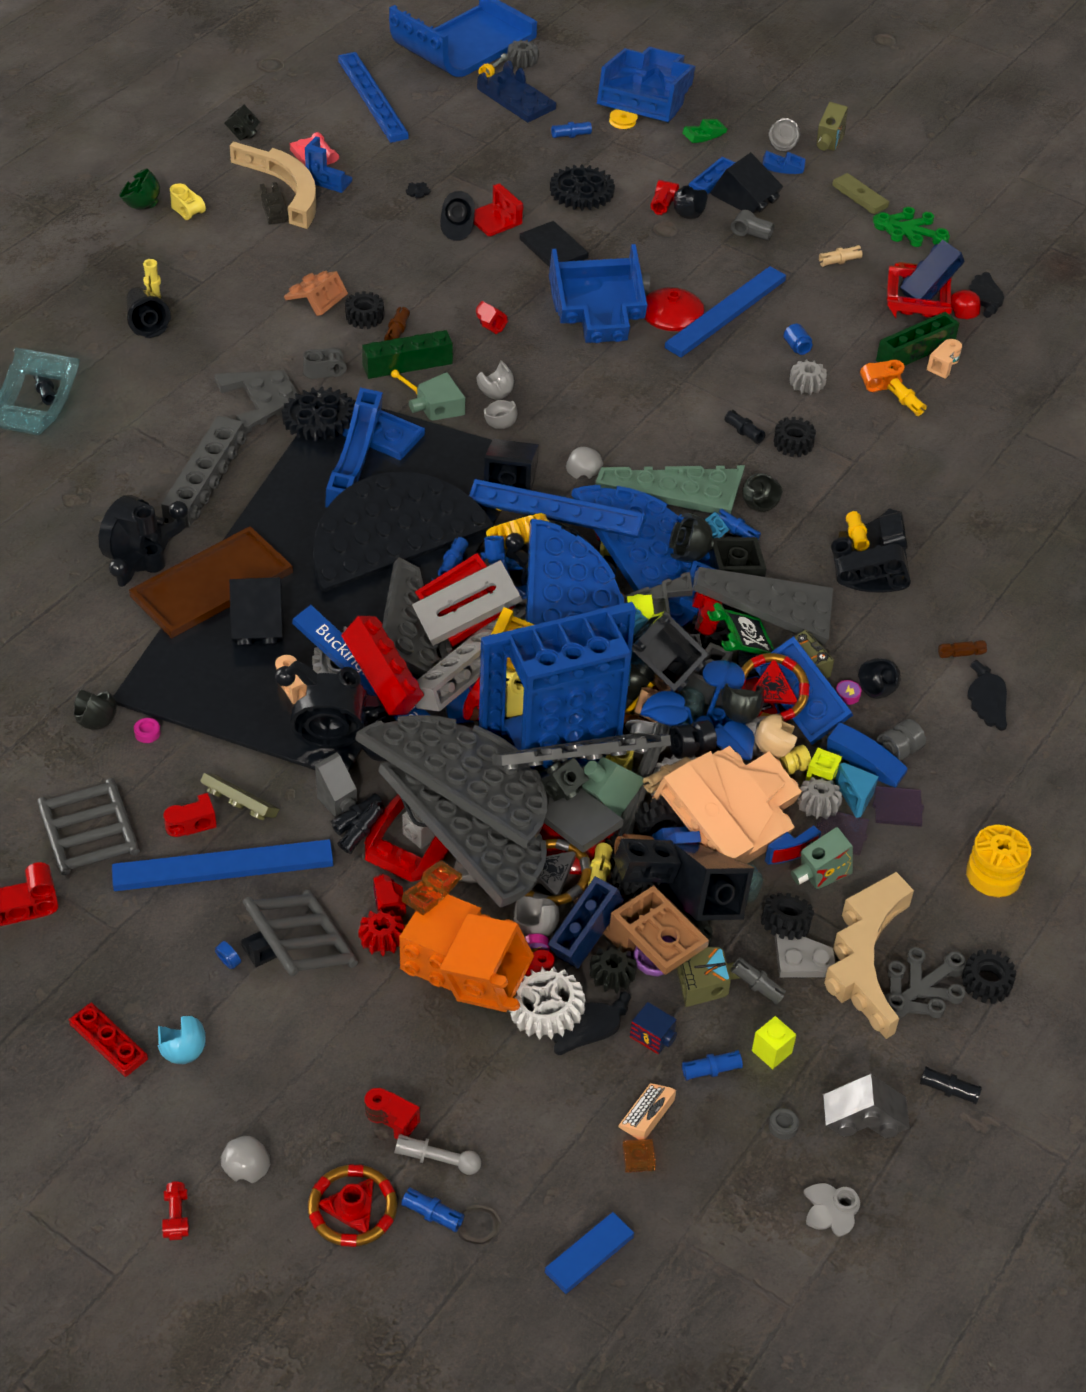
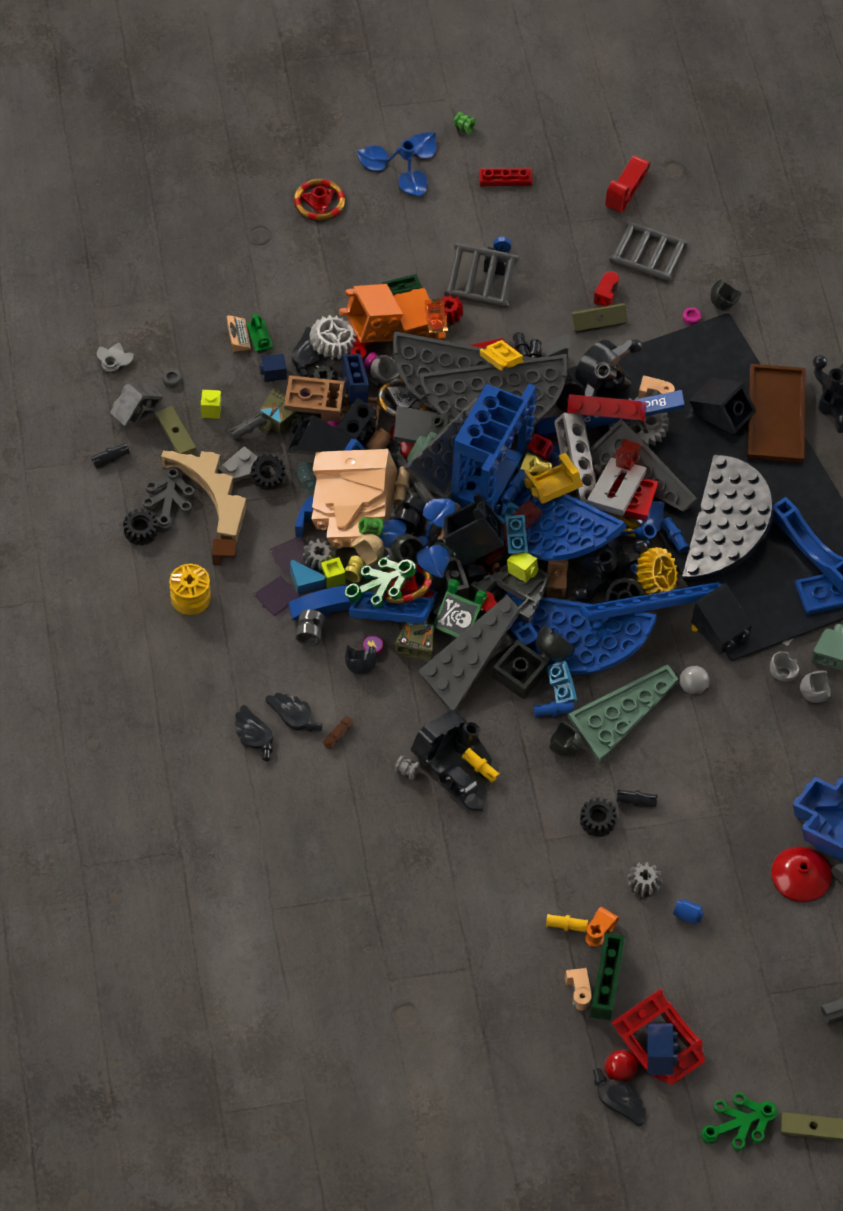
camera: 135 degrees right, 10 degrees up
(59, 1144) = (464, 122): none -> bright green bush
(175, 1226) = (379, 134): red bar -> none
(184, 1044) = (469, 193): medium azure hair -> none
(219, 1125) = (413, 182): none -> blue plant
(221, 865) = (562, 285): blue tile -> none
(245, 1159) = (384, 179): light grey hair -> none
(388, 895) = (467, 327): red rock -> none
(391, 1014) = (402, 287): none -> dark green tile
(392, 1110) = (346, 242): red leg -> none
(420, 616) = (627, 454): none -> clear red brick
(426, 777) = (501, 355): none -> yellow plate
(432, 1209) = (283, 222): blue pin -> none
(467, 1162) = (293, 252): light grey pin -> none
(589, 1252) = (200, 259): blue tile -> none
(602, 858) = (383, 417): light yellow pin -> none
(624, 1086) = (259, 333): none -> green hinge
(638, 1155) = (221, 312): clear orange tile -> none
(712, 1065) = (230, 375): blue pin -> none
(725, 311) = (765, 904): blue tile -> none
(755, 745) = (370, 526): none -> bright green bush
(797, 693) = (384, 580): none -> plant
(825, 860) = (278, 508): sand green torso -> none
(840, 255) = (752, 1035): tan pin -> none
(845, 1048) = (175, 431): none -> olive tile
(920, 876) = (223, 548): none -> reddish brown panel
(926, 576) = (407, 767): none -> light grey bush
(1046, 708) = (253, 732): none -> black animal

